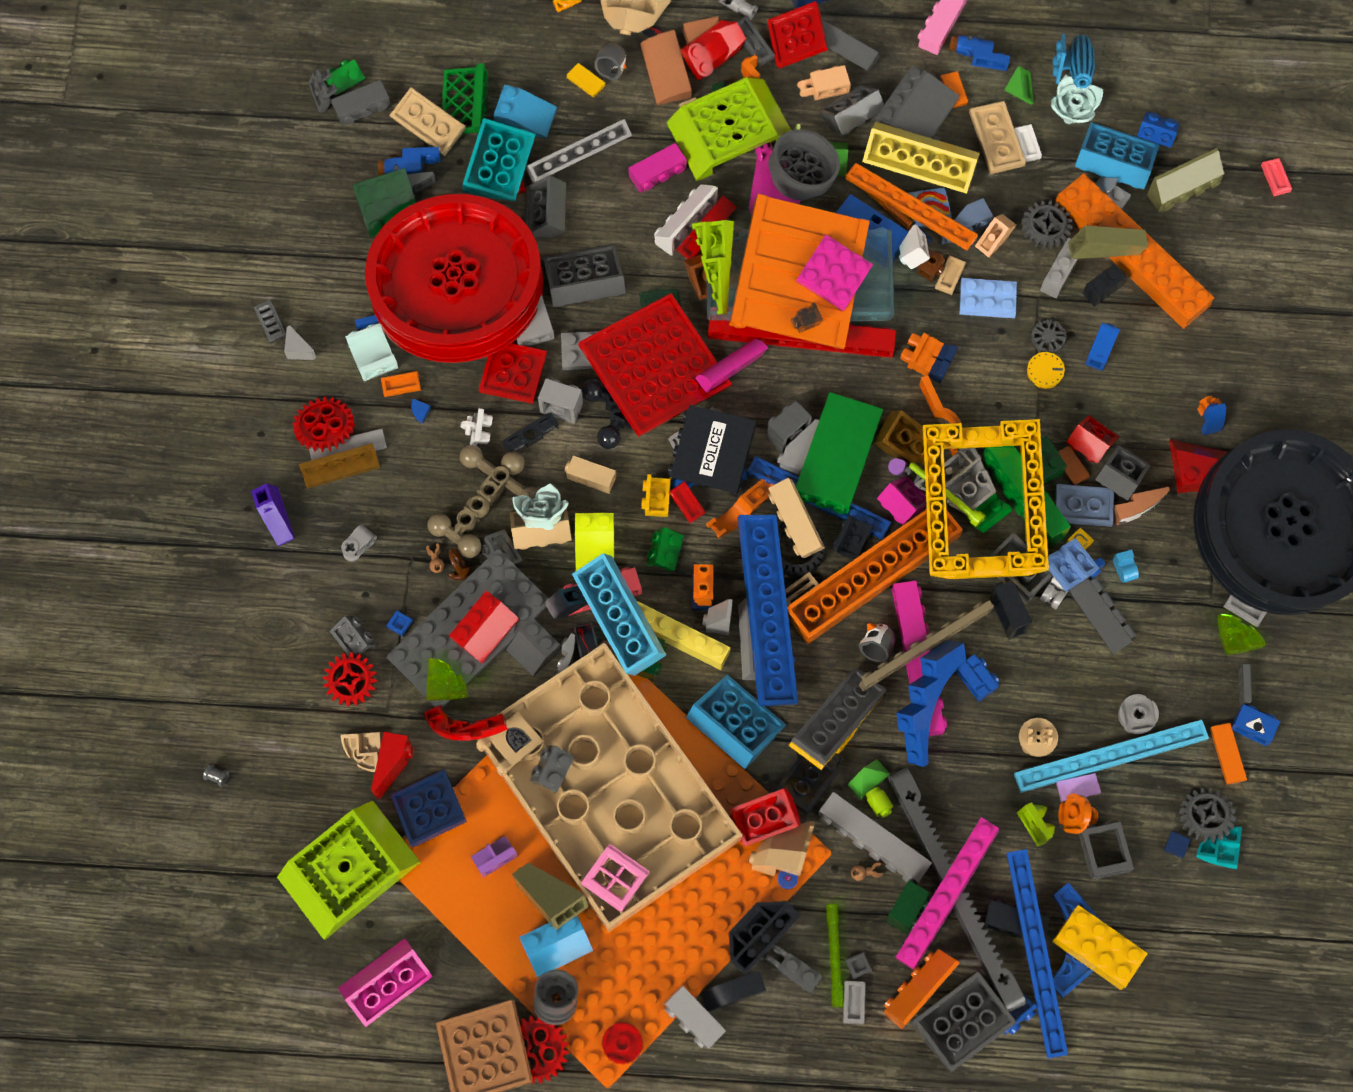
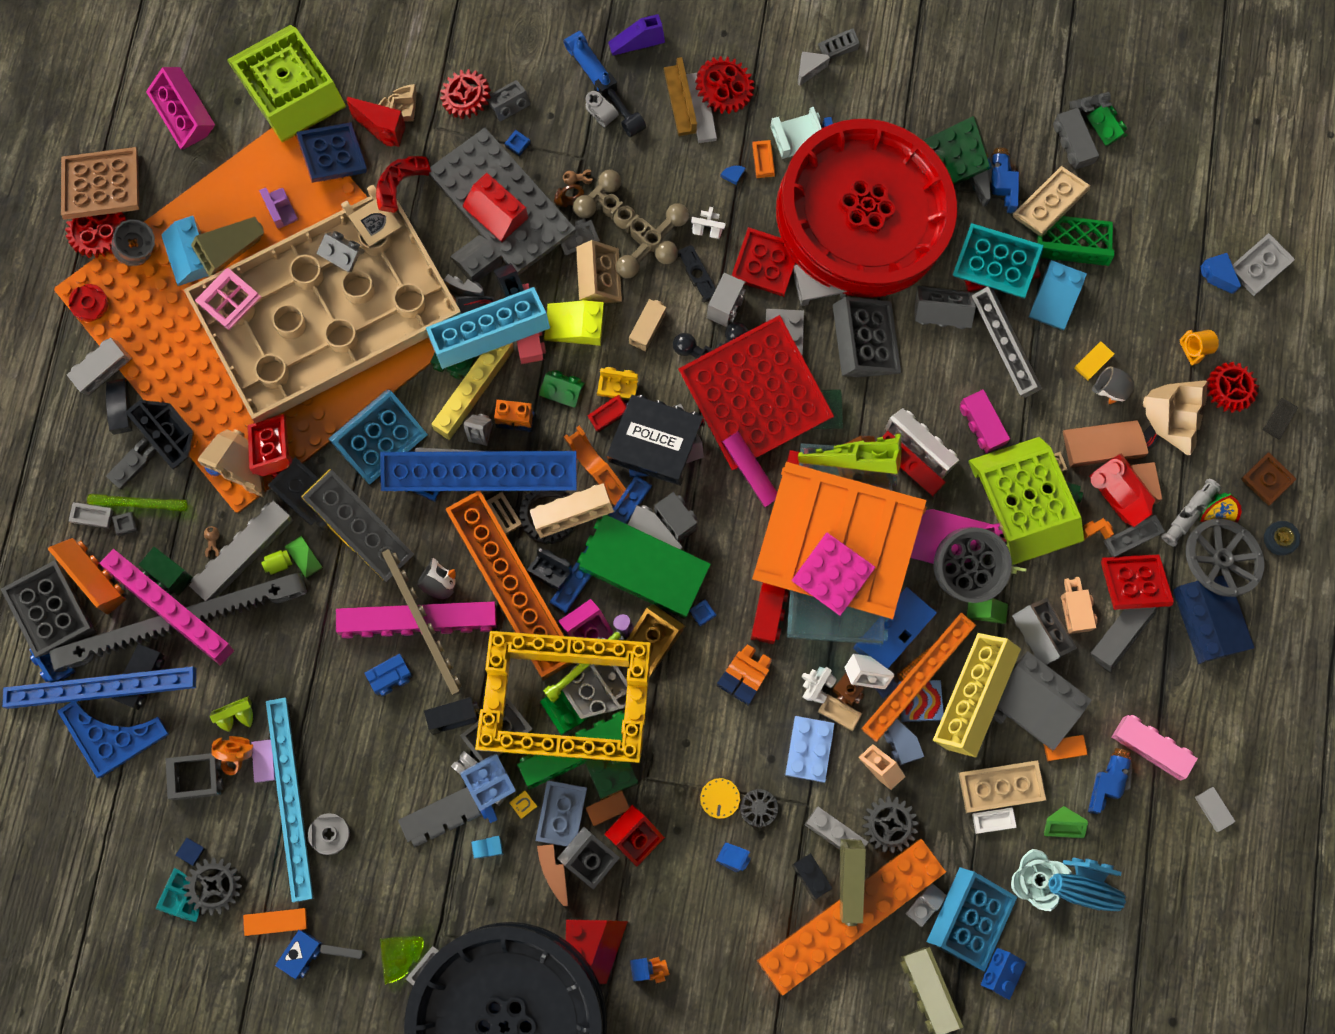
camera: 90 degrees right, 5 degrees up
(328, 542) = (603, 81): none -> piece
(443, 682) = (449, 172): clear neon green brick -> none
(543, 509) = (605, 265): light aqua brick -> none
(807, 319) = (781, 537): clear smoke brick -> none
(874, 398) = (702, 613): none -> blue tile
(924, 692) = (371, 612): blue arch -> none
(928, 294) = (815, 682): none -> white hips
(936, 406) = (686, 675): orange piece -> none
(1028, 737) = (320, 738): tan plate -> none
(1099, 947) = (93, 750): yellow brick -> none

